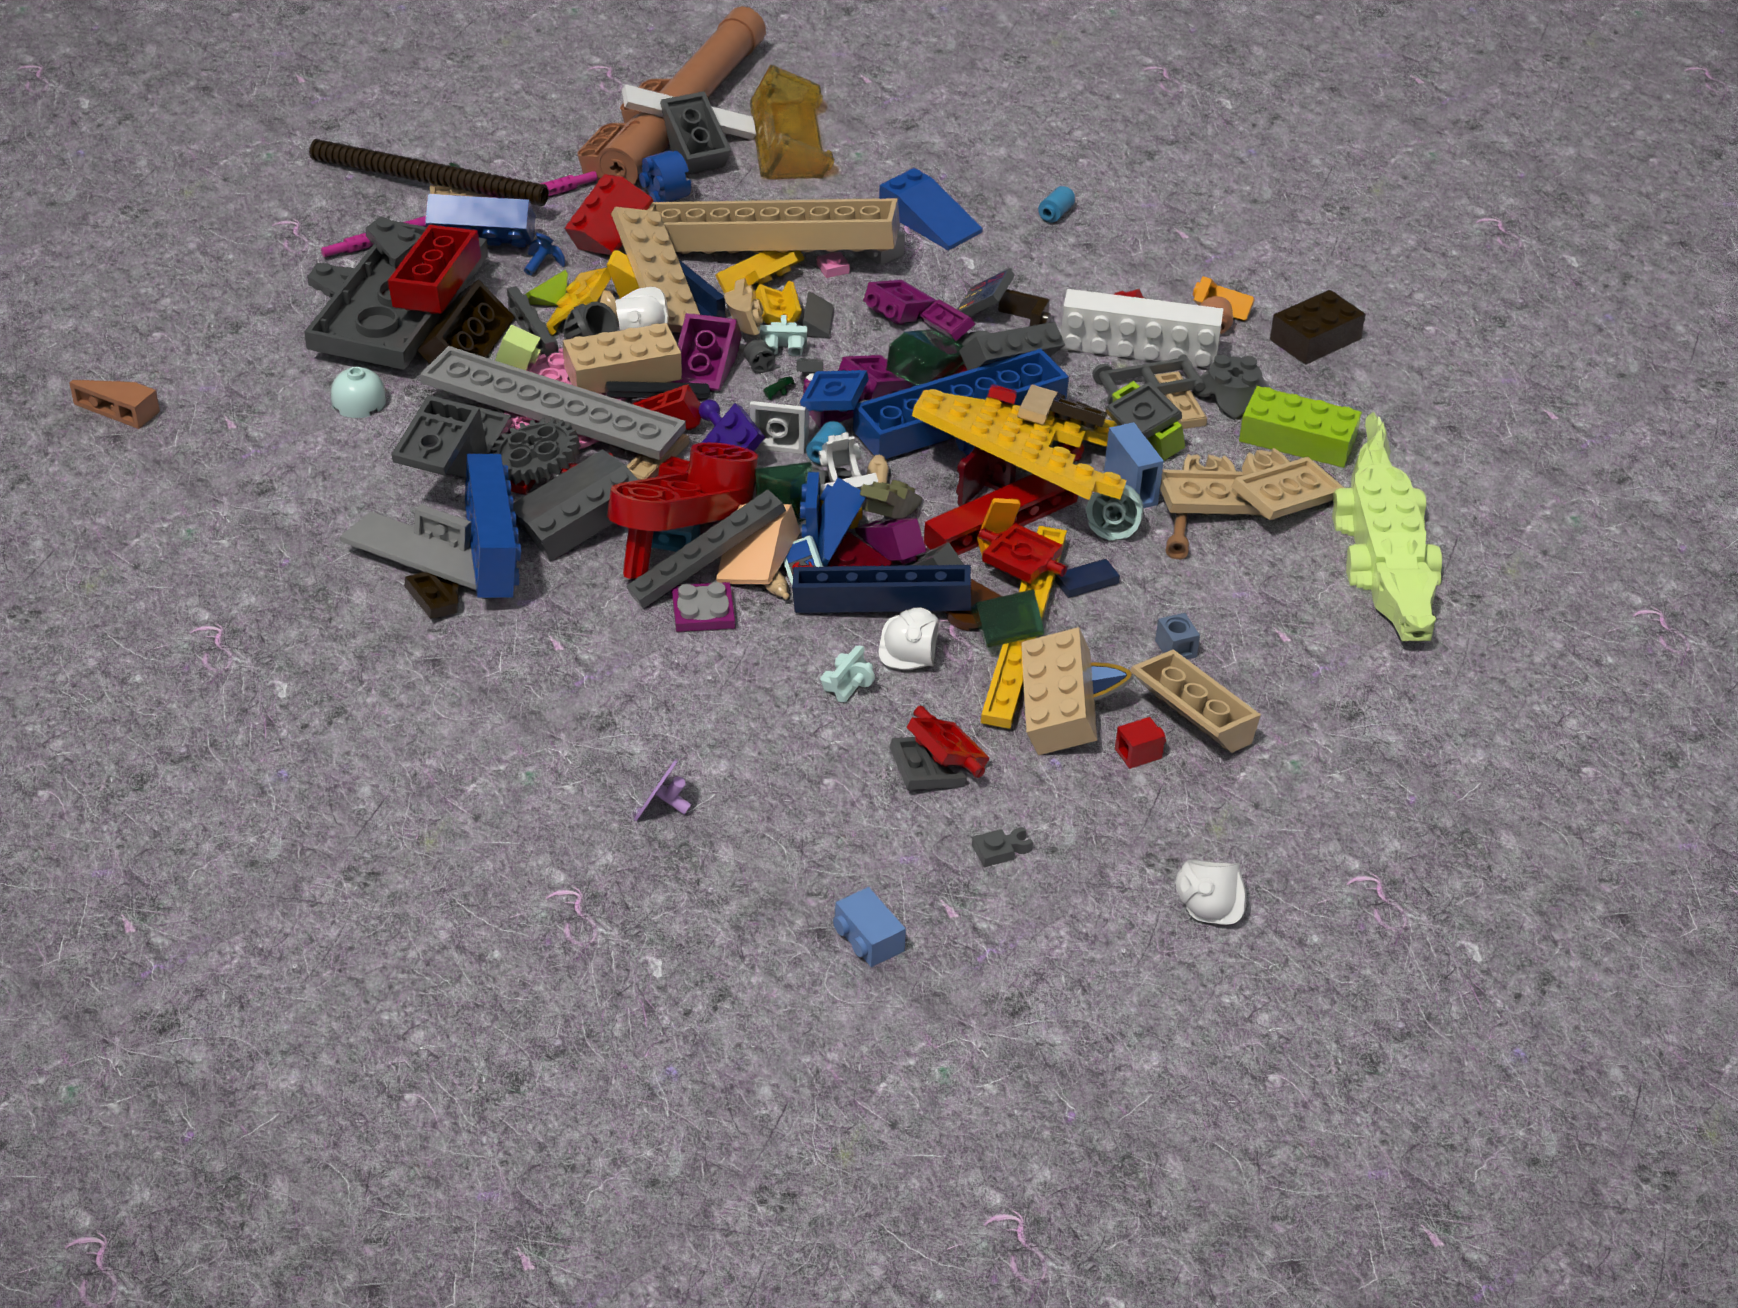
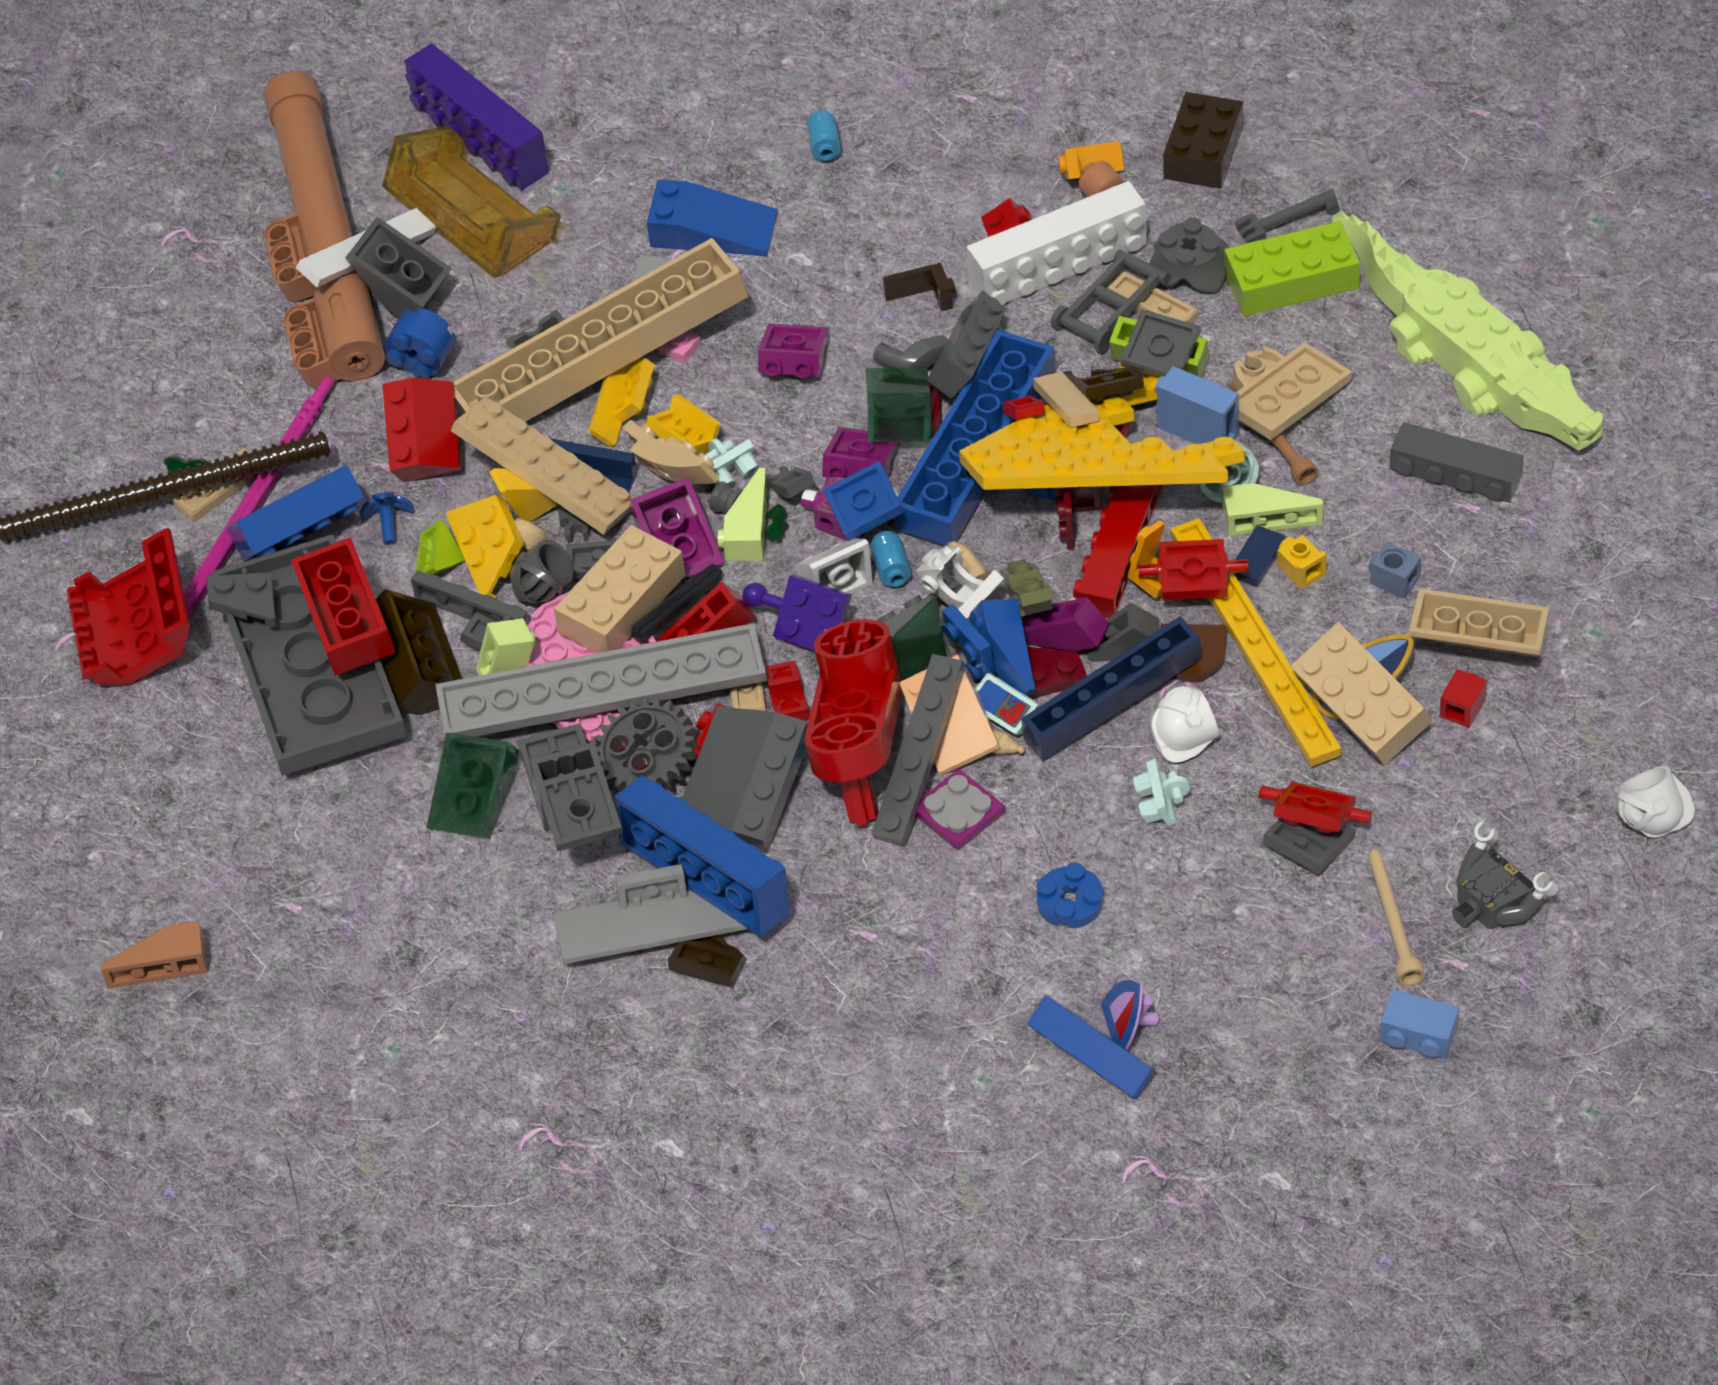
camera: 30 degrees left, 10 degrees up
(321, 224) = (132, 619): none -> red slope
(328, 277) = (208, 676): dark grey wing -> none
(357, 392) = (387, 793): light aqua cylinder -> none
(395, 415) = (471, 785): none -> clear green slope
(619, 797) = (1091, 1046): none -> blue tile
(642, 308) = (592, 527): white helmet -> none
(727, 690) = (1064, 880): none -> blue plate
(754, 373) = (746, 521): none -> yellowish green slope
(817, 316) = (733, 420): dark grey slope -> none
(840, 88) = (478, 115): none -> dark purple brick
(906, 887) = (1408, 968): none -> tan piece
(947, 319) = (868, 347): magenta tile -> none
(986, 293) = (870, 293): dark grey tile -> none
(998, 848) = (1439, 879): dark grey plate -> none
(1008, 618) = (1245, 645): clear green slope -> none
(1026, 871) = (1494, 888): none -> dark grey torso
(1114, 588) = (1301, 561): none -> yellow brick
(1123, 552) = (1267, 507): none -> yellowish green slope
(1283, 486) = (1340, 345): tan plate -> none
(1298, 599) = (1456, 462): none -> dark grey brick
(1372, 401) = (1254, 229): none -> dark grey hinge

